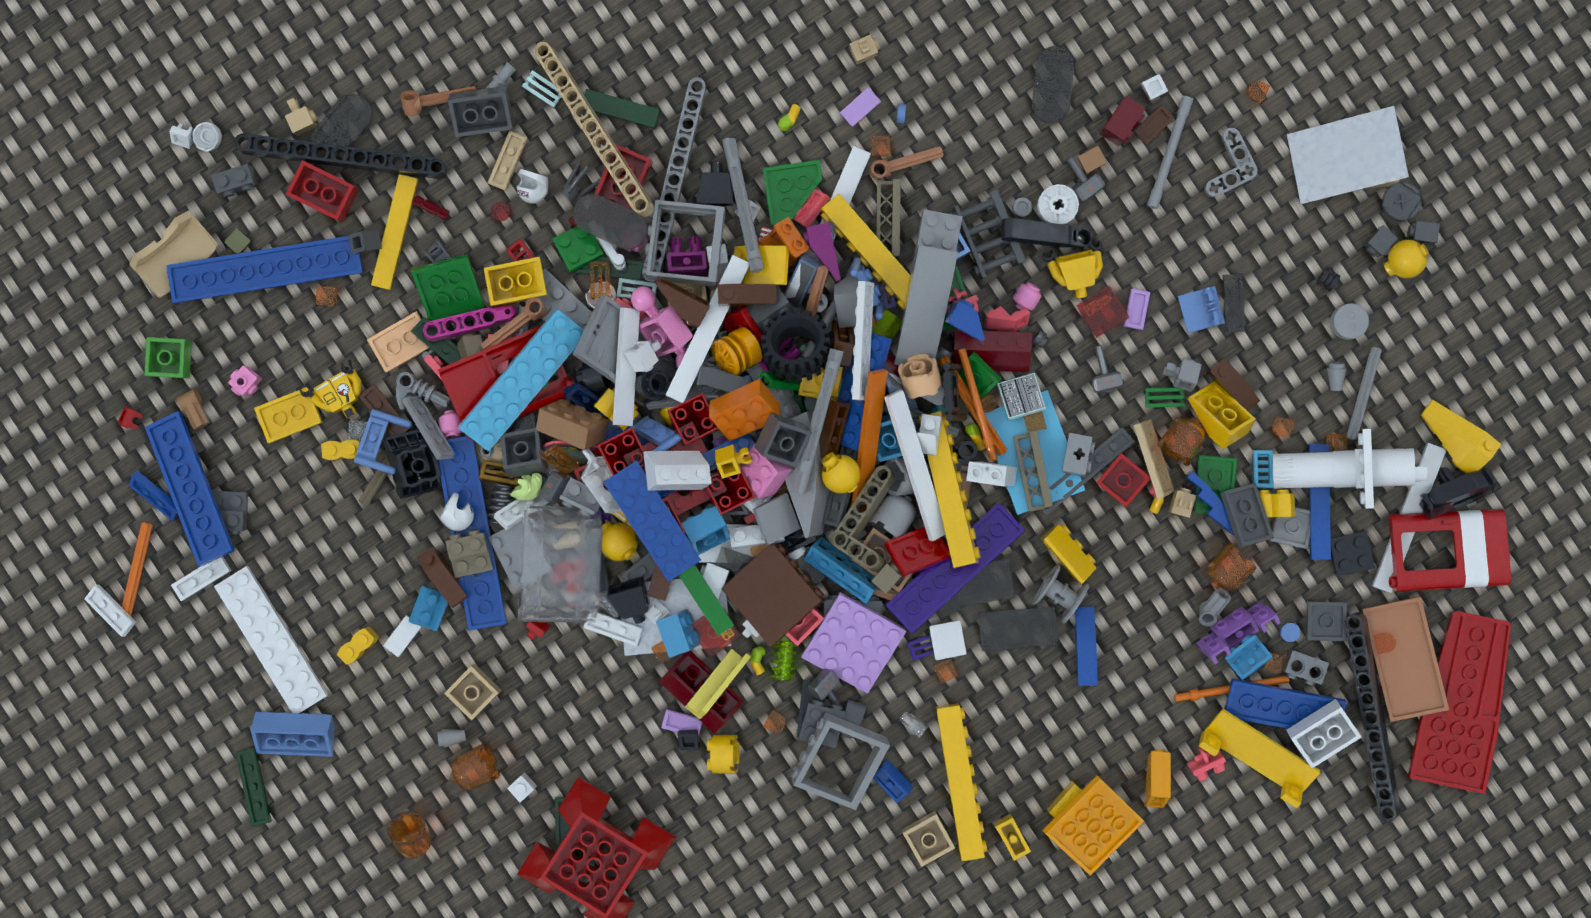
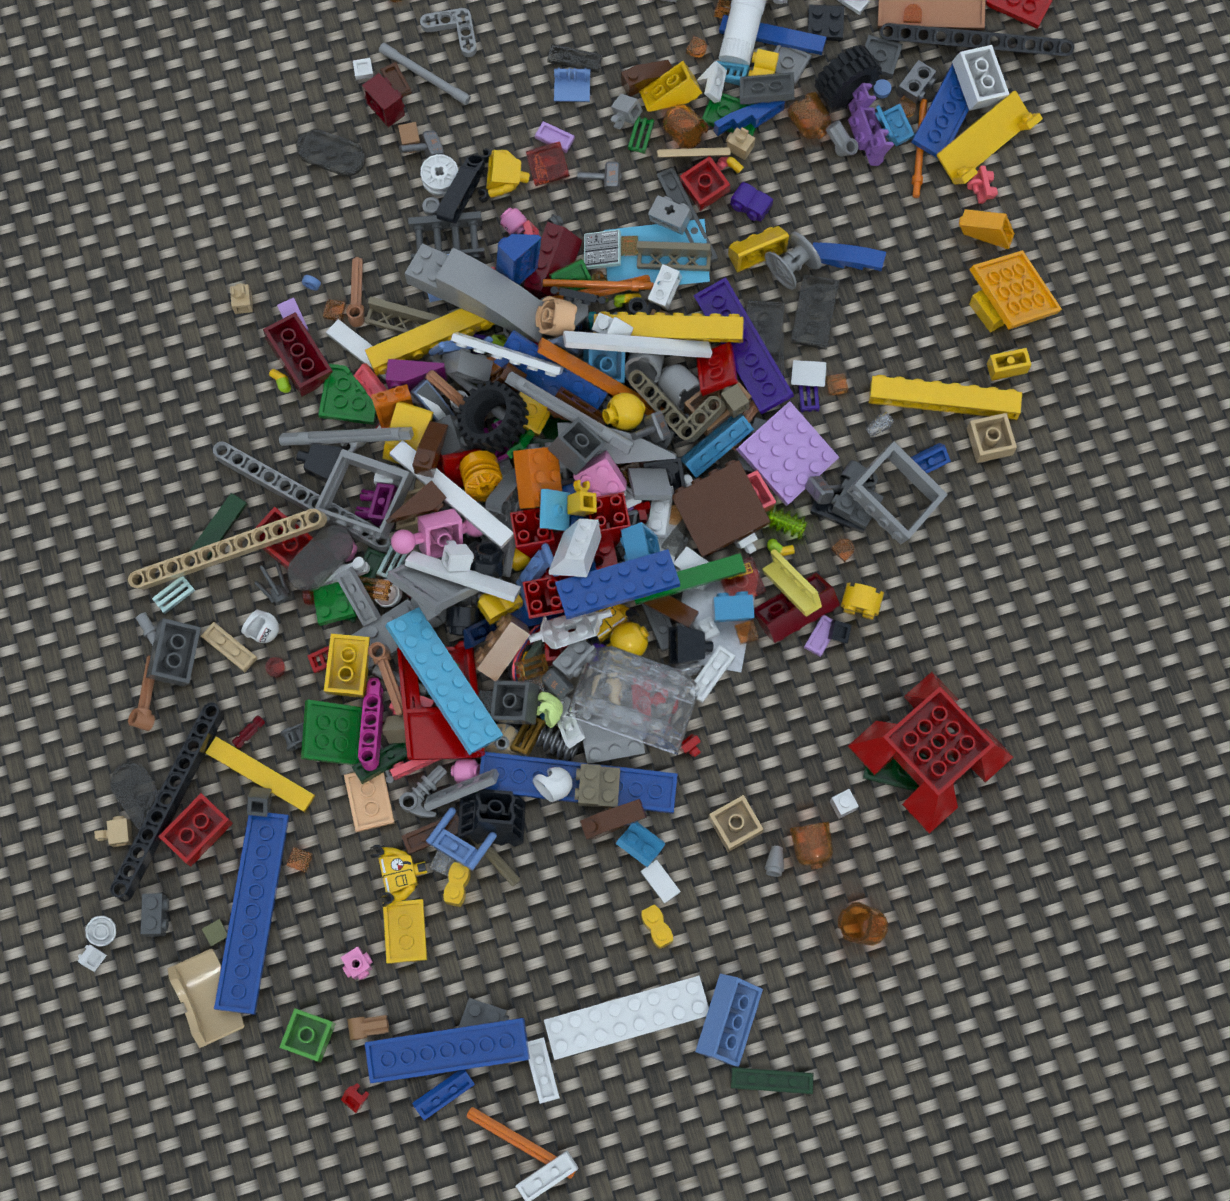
camera: 70 degrees left, 15 degrees down
(585, 269) = (358, 596): none -> light grey plate
(712, 436) = (554, 510): none -> medium azure plate
(819, 126) = (298, 353): none -> dark red slope
(832, 510) = (655, 427): none -> flat silver piece
(1118, 532) = (751, 201): none -> dark purple brick
(1244, 457) = (713, 81): none -> white slope
(1282, 596) = (845, 75): none -> black tyre

